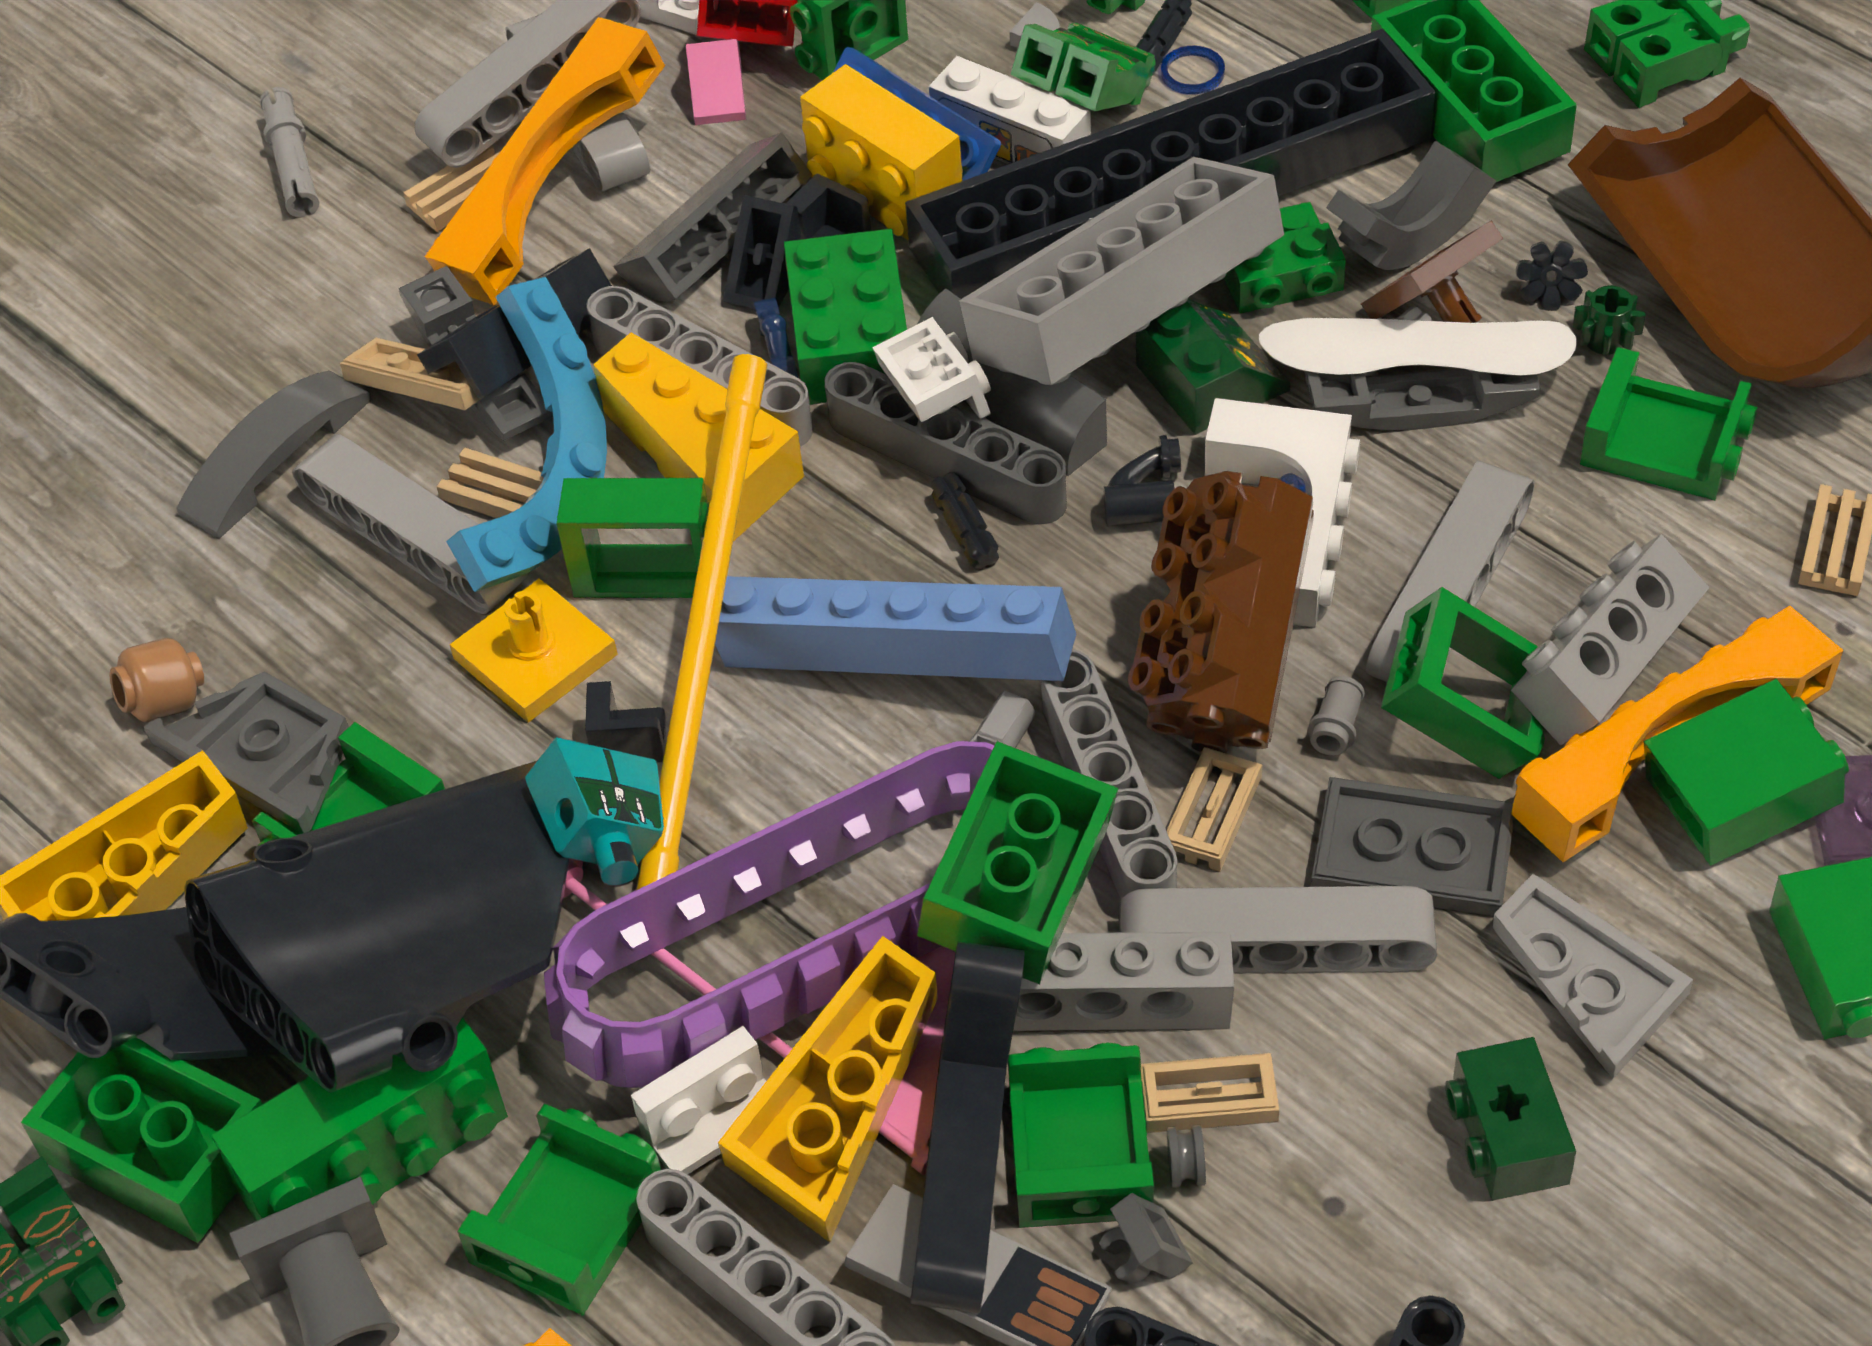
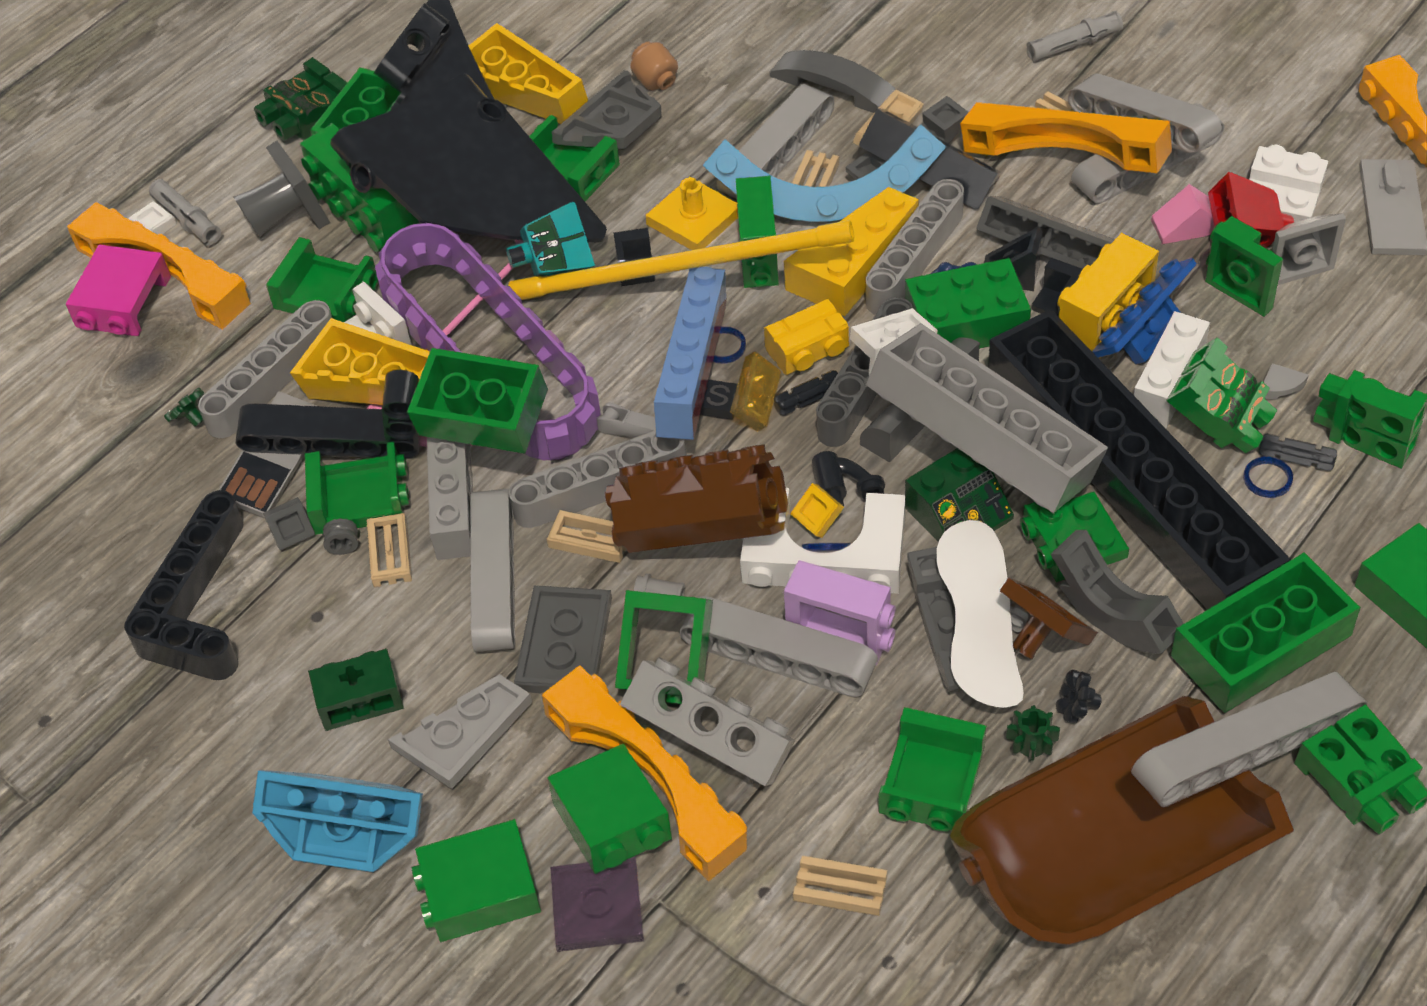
camera: 85 degrees right, 0 degrees up
(862, 506) = (807, 337): none -> yellow brick
(935, 568) = (755, 391): none -> clear yellow plate
(1419, 482) = (843, 594): none -> lavender window
(1661, 97) = (1244, 739): none -> light grey beam
(1765, 1111) = (336, 818): none -> dark azure wedge

